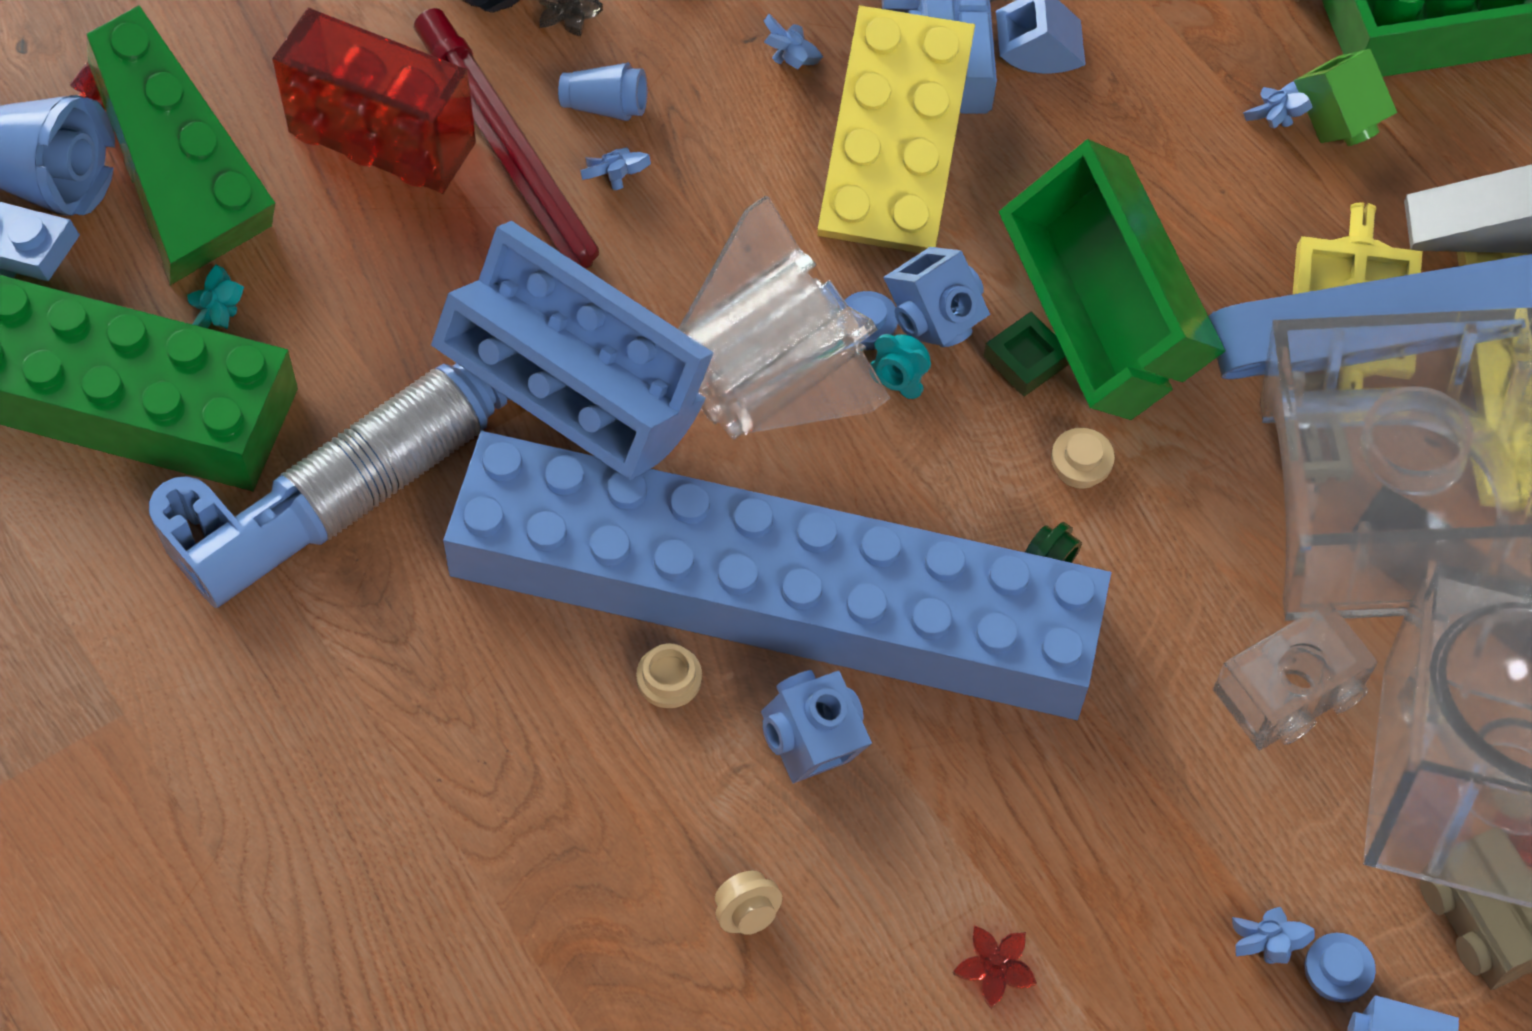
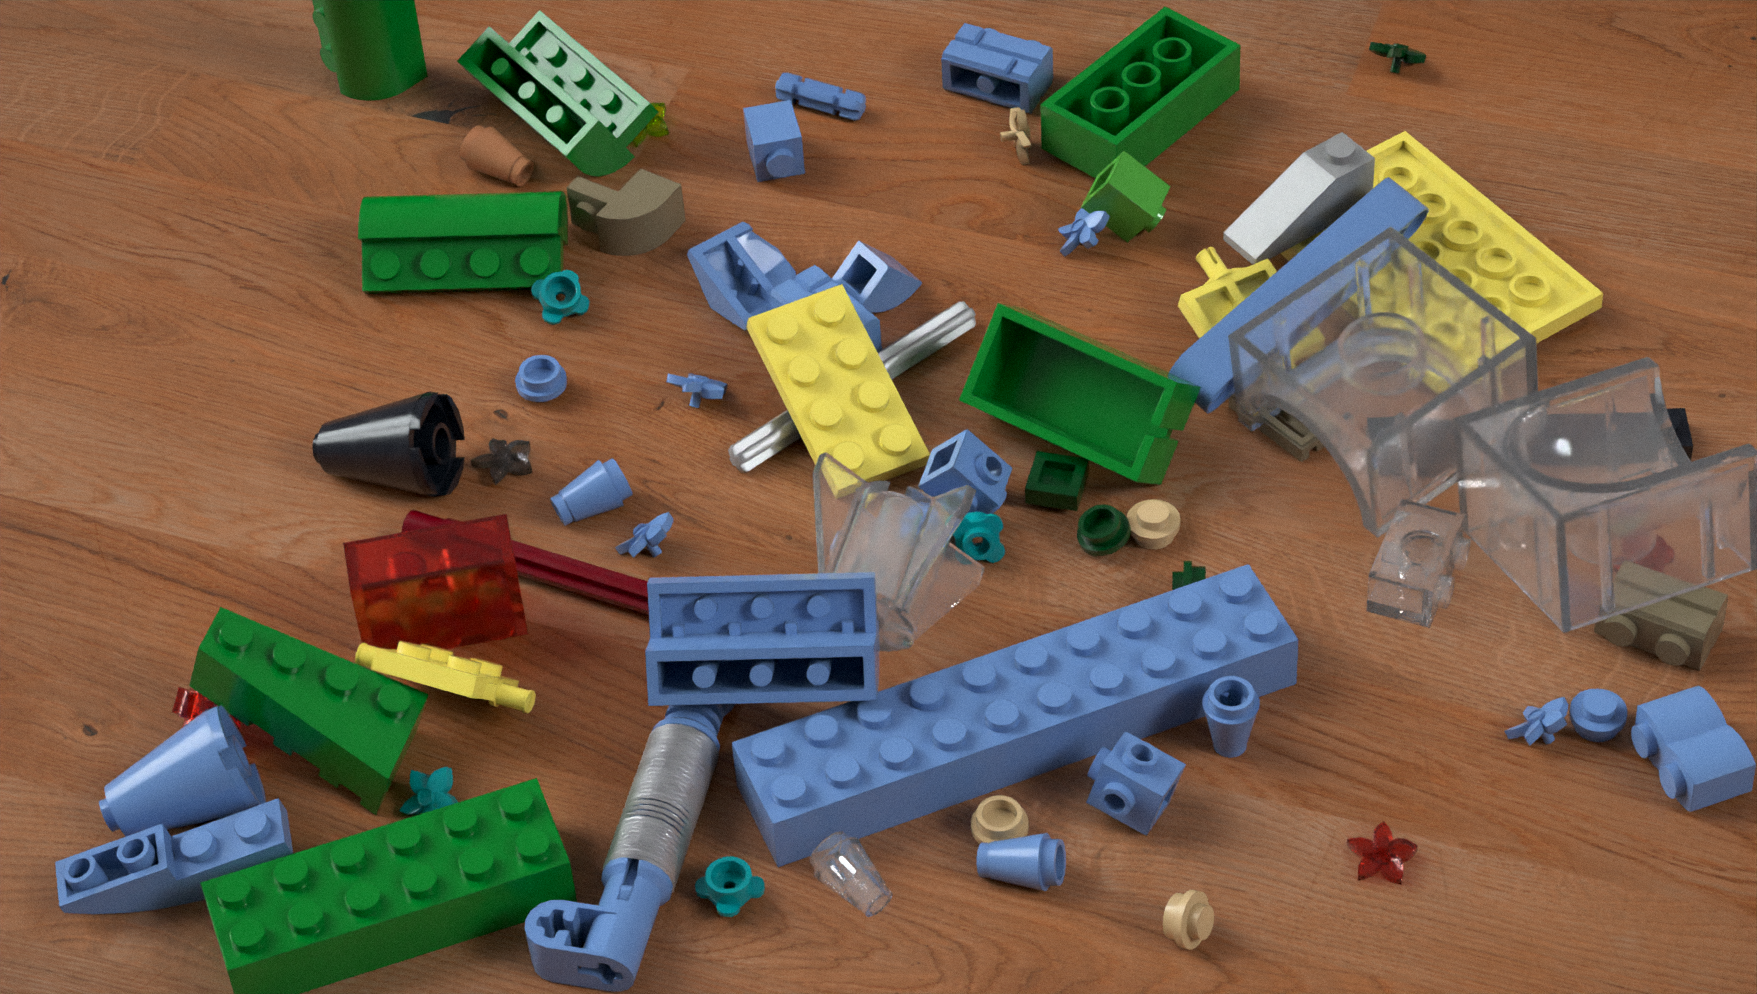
camera: 30 degrees left, 15 degrees down
(314, 193) = (450, 673): none -> light yellow plate
(384, 551) = (727, 873): none -> teal plate
(492, 632) = (848, 871): none -> clear cone
(655, 733) = (1024, 861): none -> medium blue cone
(965, 716) = (1230, 714): none -> medium blue cone
(973, 130) = (896, 357): none -> light grey axle
(1025, 435) = (1103, 530): none -> dark green plate

